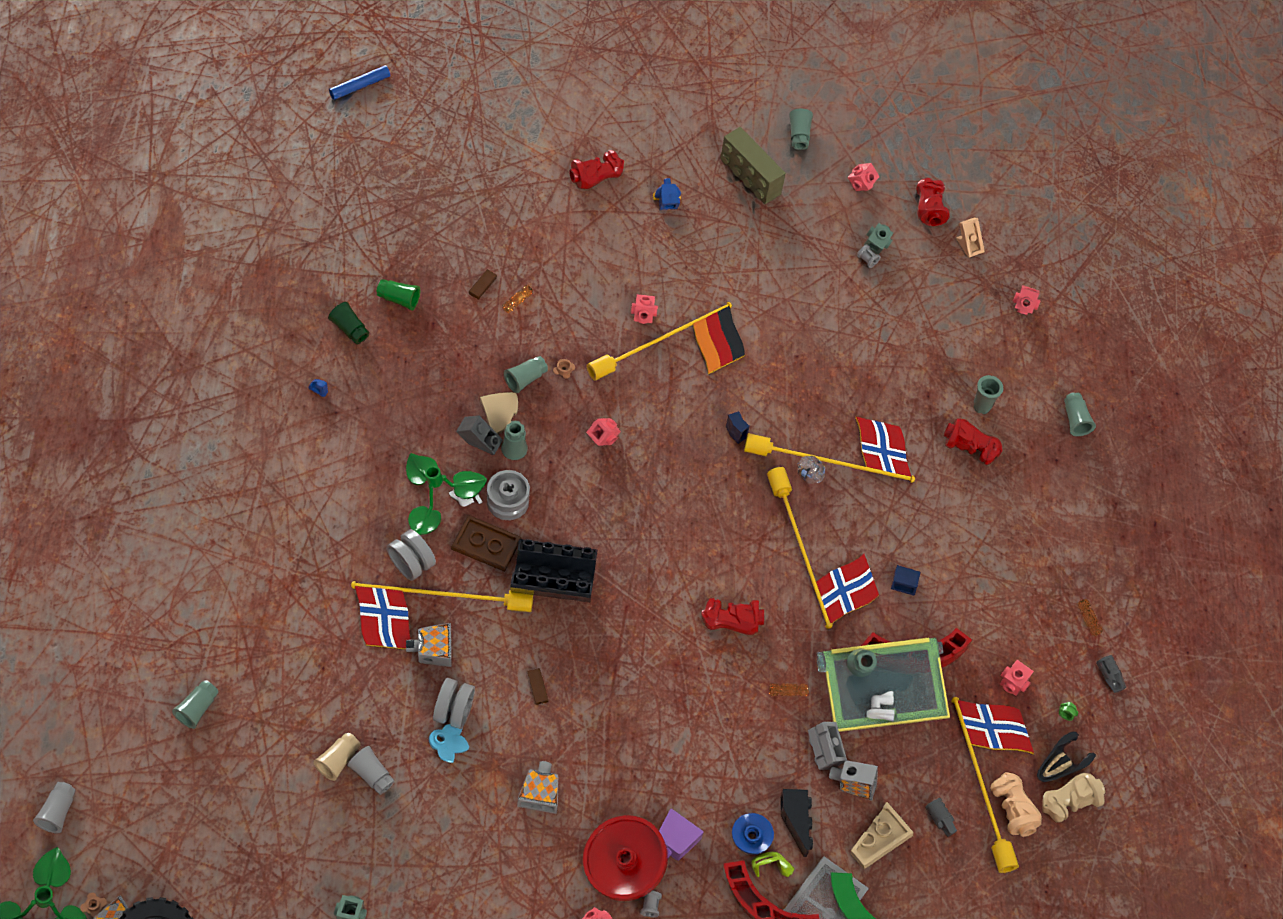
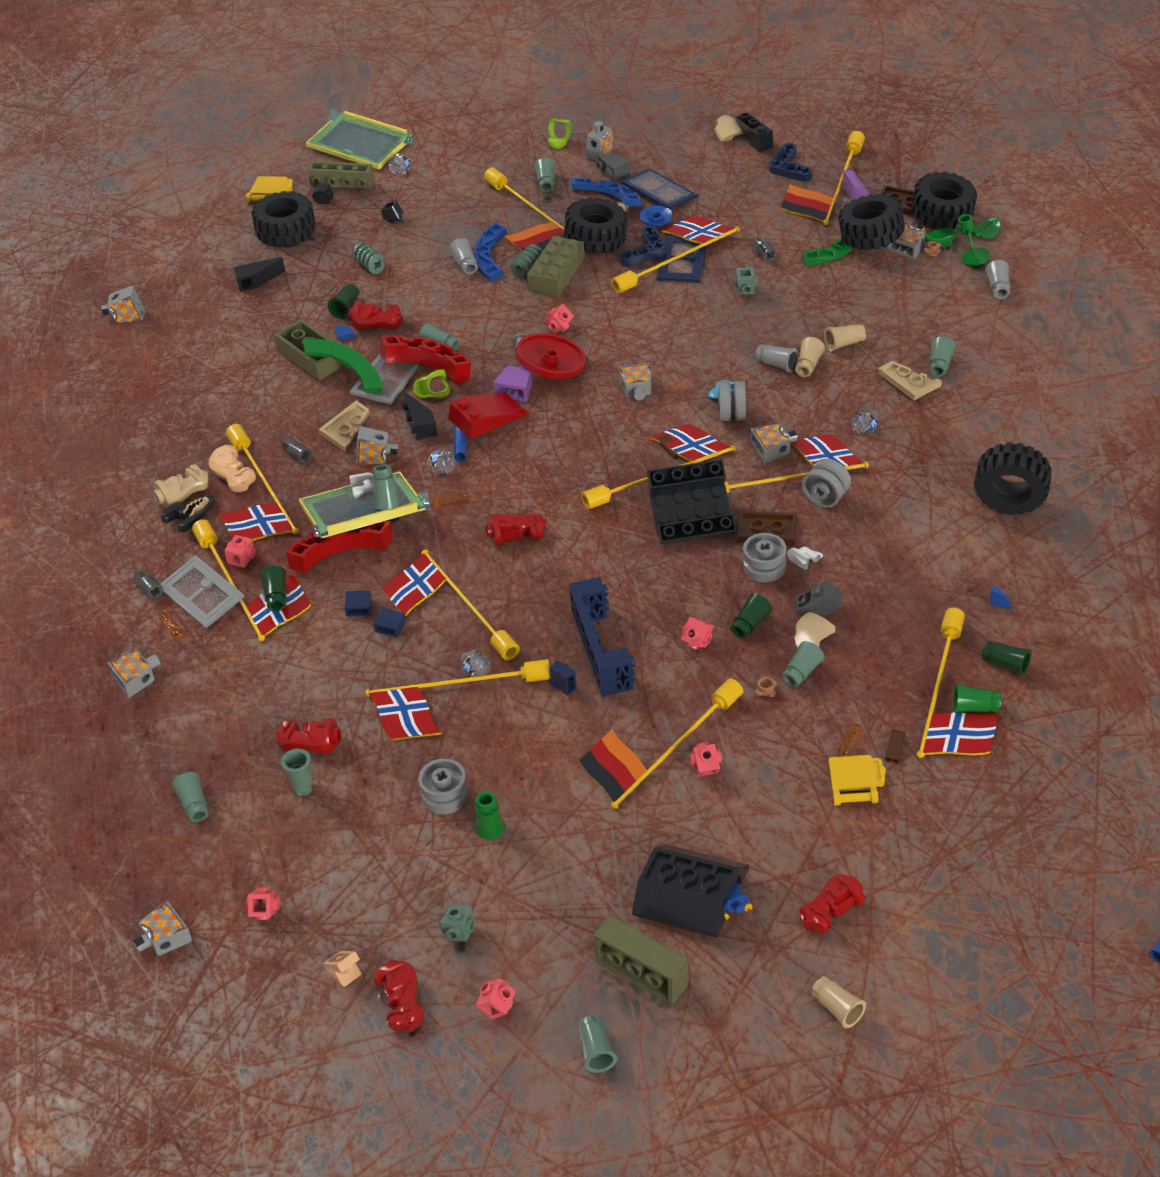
camera: 175 degrees right, 15 degrees down
(239, 476) = (1014, 461): none -> black tyre
(247, 687) = (908, 382): none -> tan wing
(281, 777) = (843, 336): none -> tan plant
(325, 638) = (865, 422): none -> clear head
(423, 469) = (835, 528): green plant -> none
(435, 282) = (956, 731): none -> flag
(514, 442) = (781, 599): sand green plant -> none
(515, 676) = (688, 443): none -> flag
(527, 268) = (856, 774): none -> yellow piece
(547, 437) = (751, 615): none -> dark green plant
(622, 103) = (841, 1003): none -> tan plant
(691, 491) = (611, 668): none -> dark blue plate
(693, 212) = (686, 889): none -> black slope
(721, 789) = (484, 413): none -> red slope
(756, 825) = (448, 395): blue dish -> none
(757, 777) = (459, 444): none -> blue piece
(787, 737) = (441, 462): none -> clear head
(827, 745) = (404, 461): light grey brick -> none
(835, 316) = (488, 822): none -> green plant
(866, 354) = (443, 786): none -> light grey wheel
(868, 256) = (461, 899): light grey bush -> none
(879, 547) = (389, 622): none -> dark blue piece
(986, 614) = (274, 587): none -> dark green plant
(988, 608) = (260, 616): none -> flag
(1058, 647) = (201, 591): none -> light grey door
(1068, 711) = (188, 547): bright green plate -> none
(1105, 307) = (162, 931): none -> light grey torso
(1128, 565) = (133, 671): none -> light grey torso

